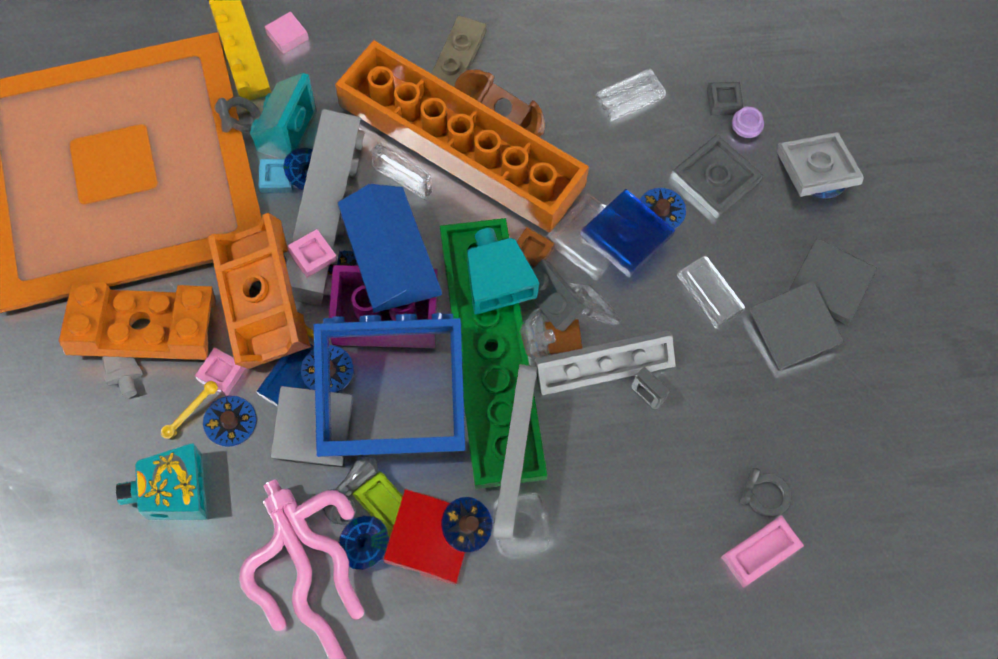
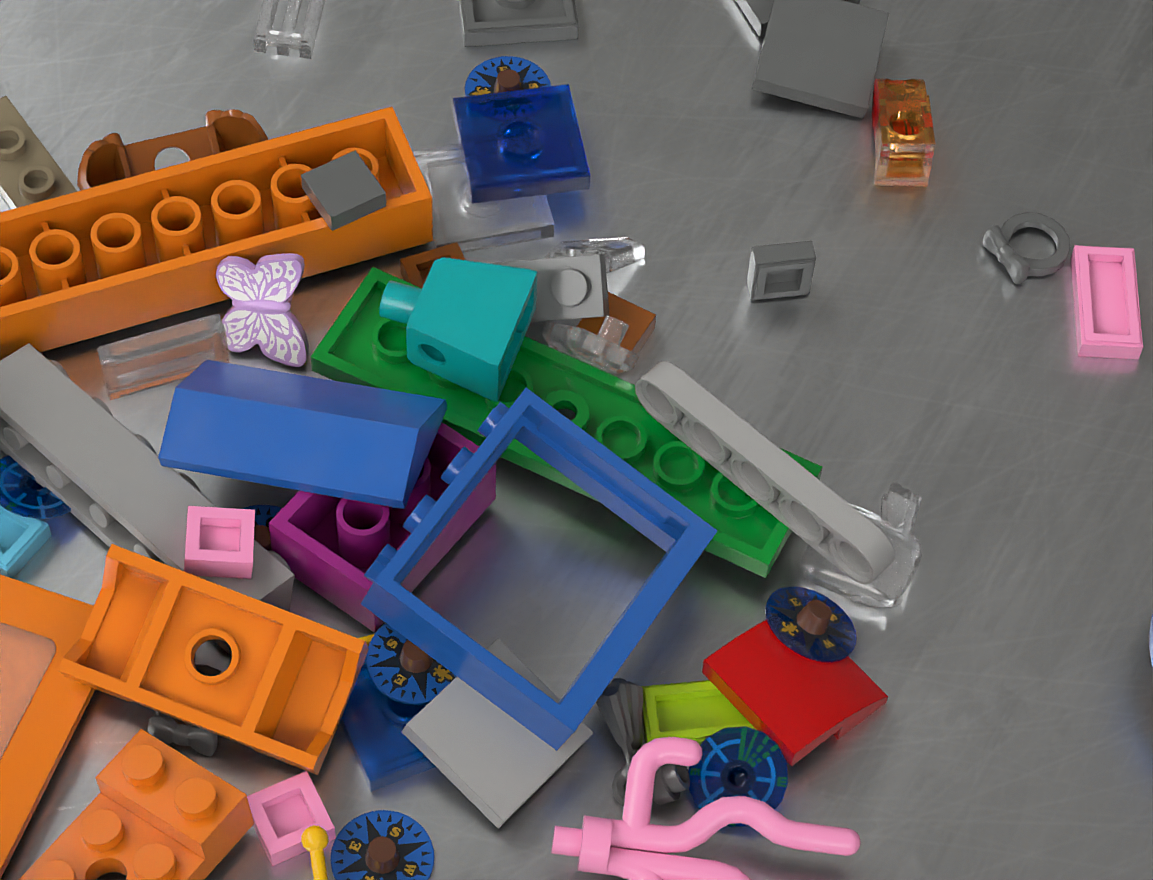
camera: 55 degrees left, 10 degrees down
(451, 190) = (262, 305): none -> lavender animal
(522, 177) = (343, 190): none -> dark grey tile
(604, 362) = (702, 286): light grey plate -> none
(710, 291) = (685, 114): clear tile -> none
(779, 391) = (902, 132): none -> clear orange leg

